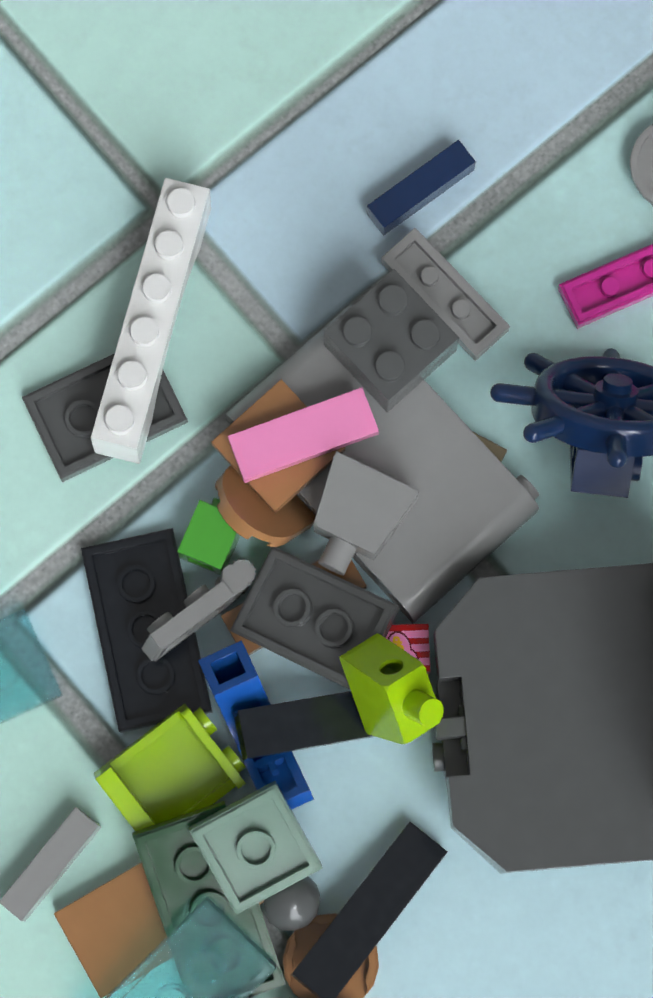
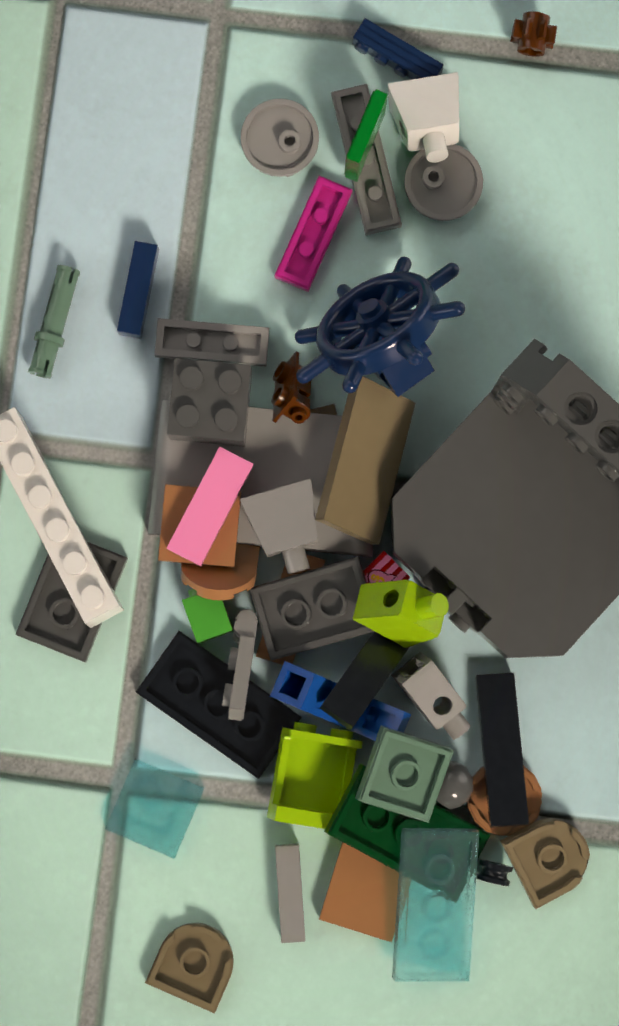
camera: 45 degrees left, 5 degrees up
(316, 149) = (54, 320): none -> sand green pin
(354, 782) = (426, 683): none -> light grey torso
(472, 405) = (289, 395): none -> reddish brown hinge
(486, 524) = (365, 461): none -> dark tan tile

